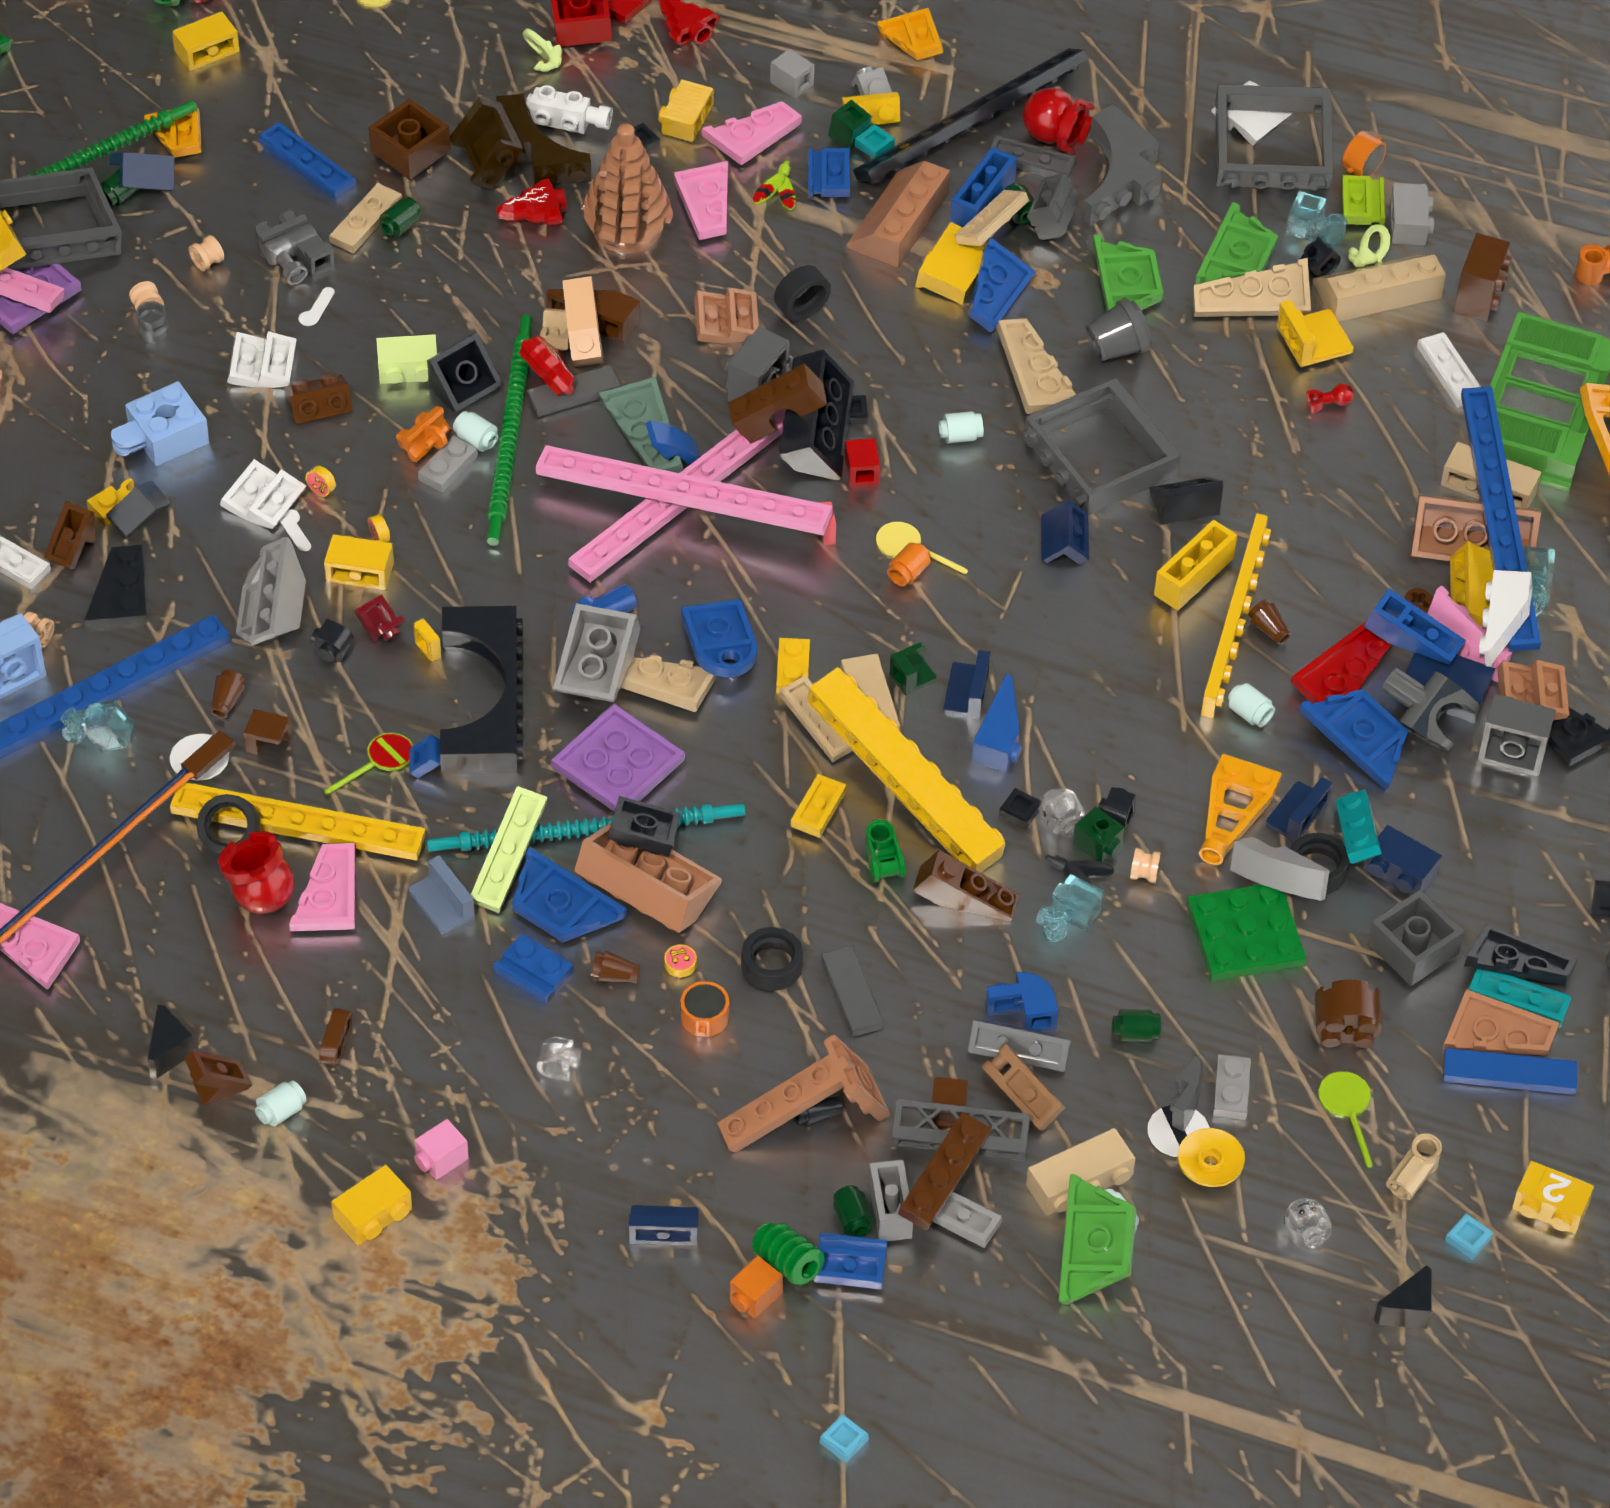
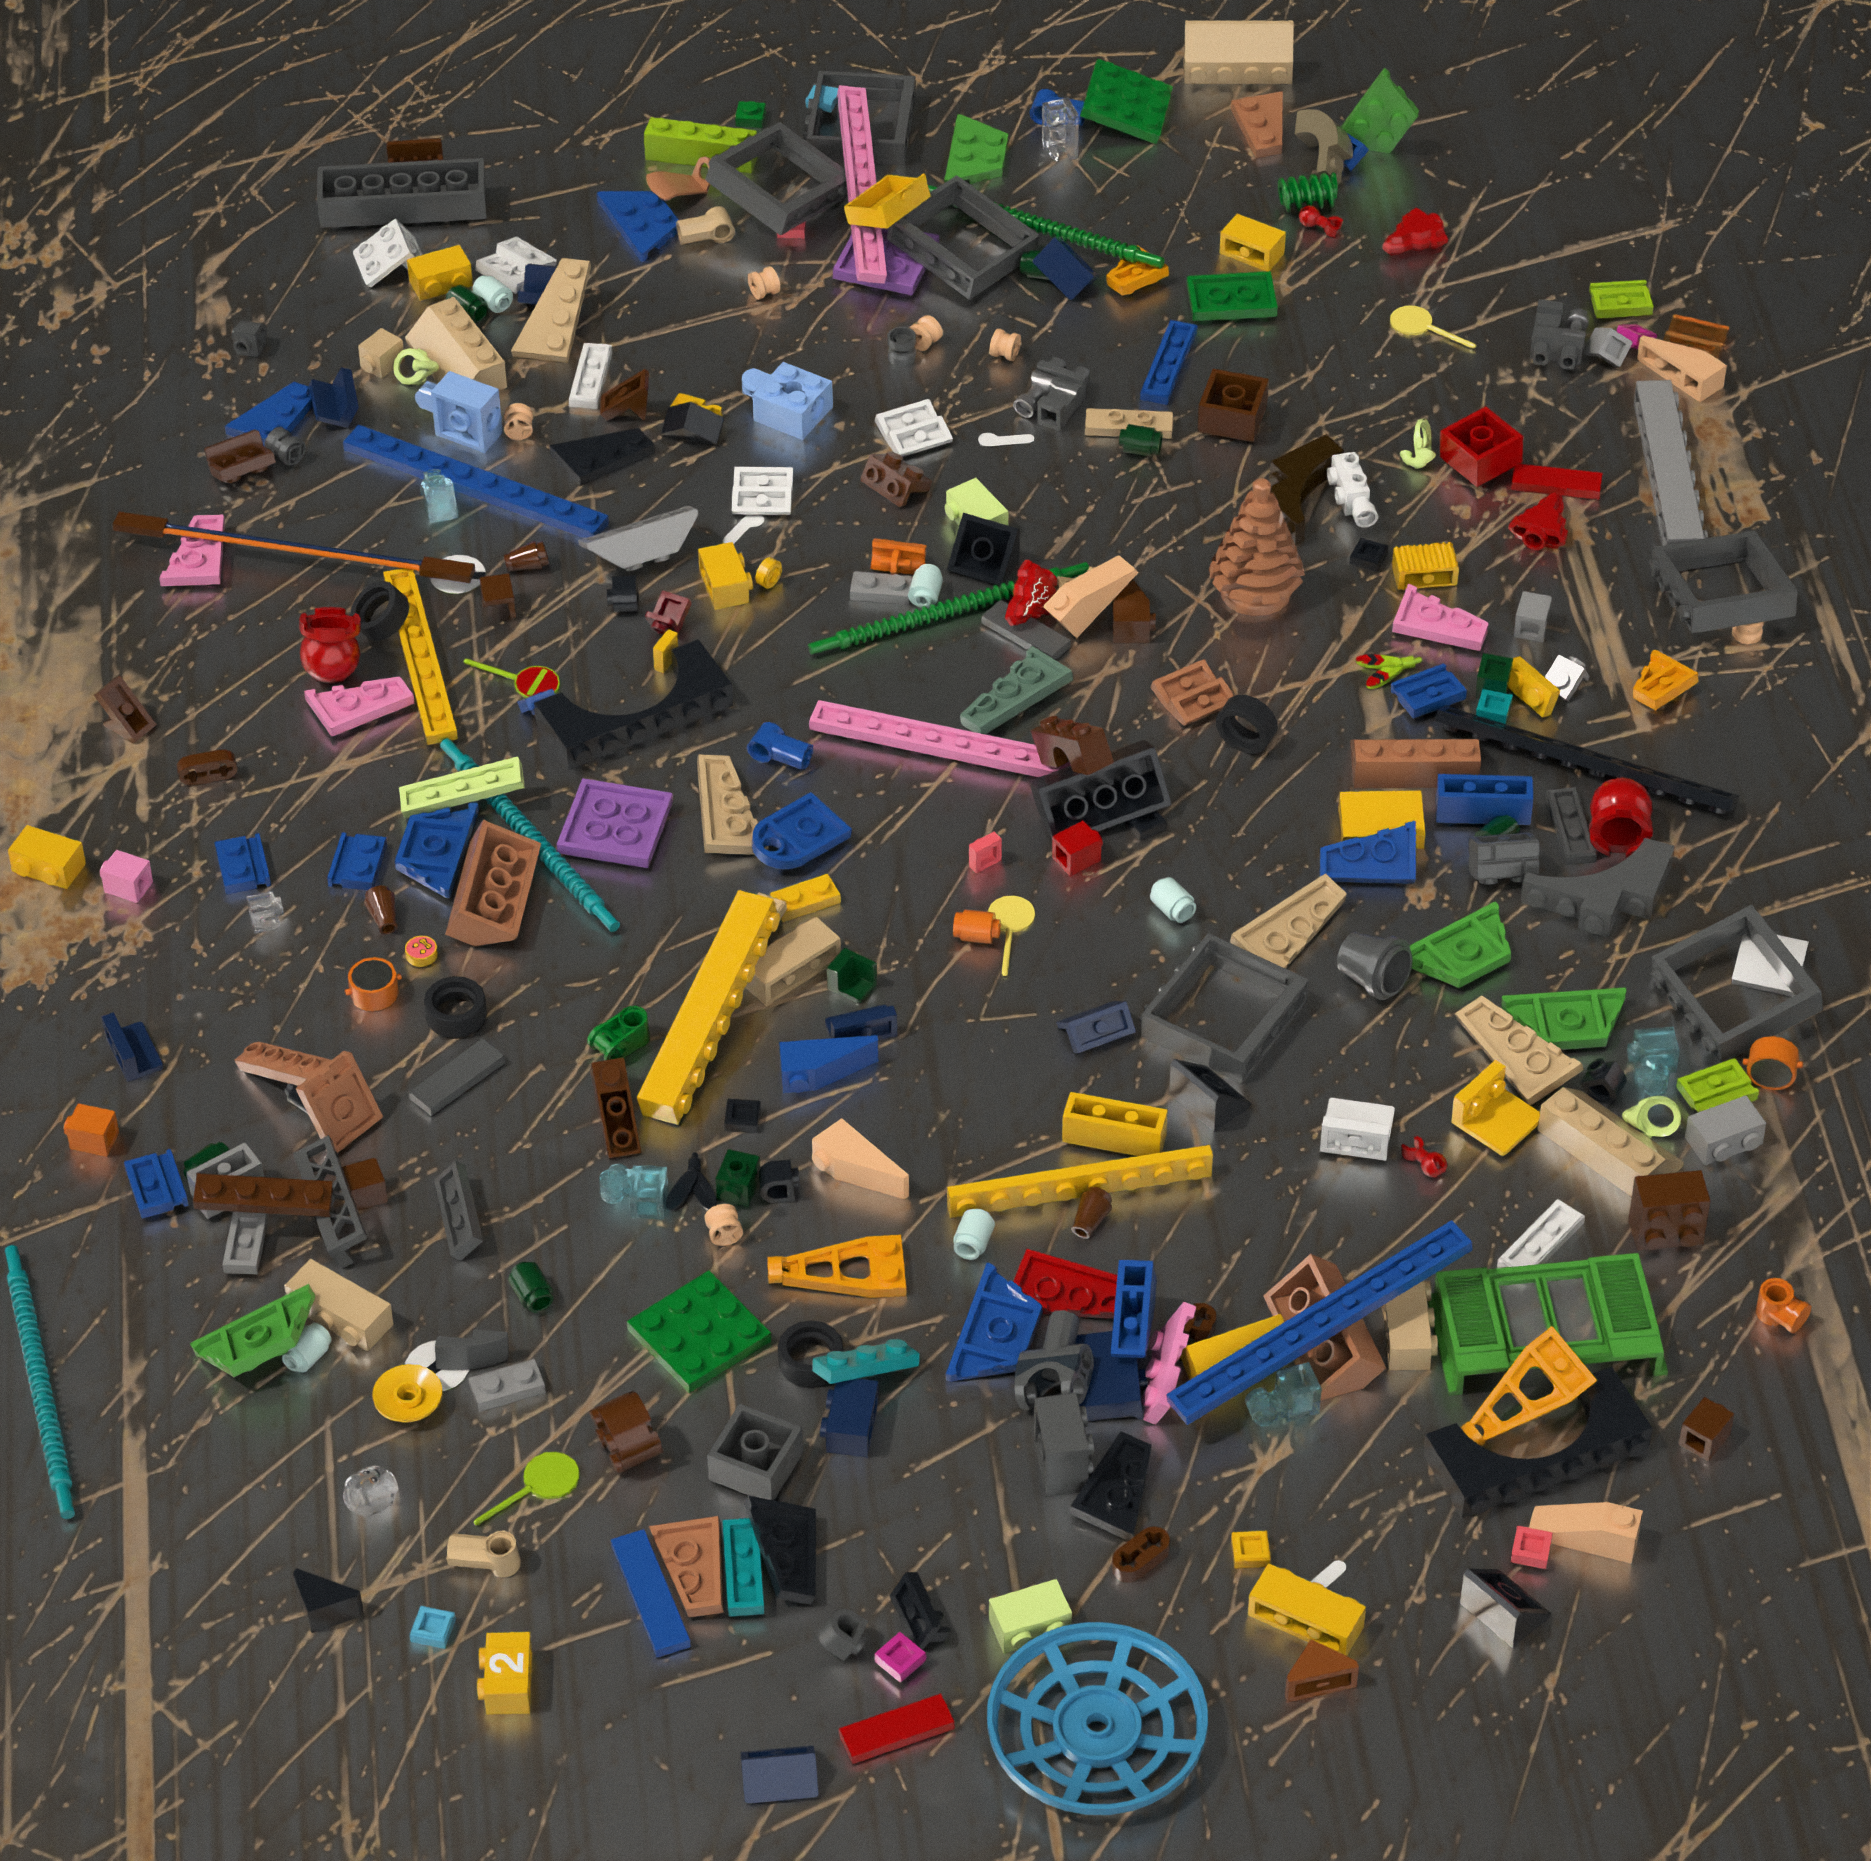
camera: 65 degrees right, 5 degrees down
(168, 1044) = (143, 670): black slope -> none
(261, 84) = (1232, 296): none -> green plate
(280, 1103) = (120, 762): light aqua brick -> none
(320, 481) = (799, 517): tile -> none
(443, 897) = (396, 772): sand blue panel -> none
(477, 1056) = (242, 863): none -> blue plate
(488, 141) = (1272, 439): dark brown panel -> none
(536, 205) = (1217, 513): red rock -> none
(597, 652) = (707, 752): light grey slope -> none
(644, 826) = (532, 857): black plate -> none
(672, 441) = (996, 705): blue slope -> none
(684, 490) = (942, 738): bright pink plate -> none
(705, 198) = (1325, 622): bright pink wing -> none
(757, 362) = (1125, 719): dark grey brick -> none
(788, 1252) = (129, 1132): green piece -> none
(818, 805) = (649, 973): yellow plate -> none
(991, 218) = (1453, 815): tan plate -> none
(1024, 1087) = (411, 1229): medium nougat plate -> none
(1029, 996) = (512, 1200): blue brick -> none
(1061, 811) = (752, 1137): clear head -> none
(1123, 749) = (857, 1161): none -> light nougat slope
(1165, 1456) = (39, 1382): none -> teal hose
(1279, 423) = (1357, 1129): none -> white bracket
(1279, 868) = (771, 1316): light grey slope -> none
(1299, 808) = (872, 1320): dark blue panel -> none
(1508, 609) = (1189, 1366): white slope -> none
(1539, 684) = (1133, 1440): nougat slope -> none

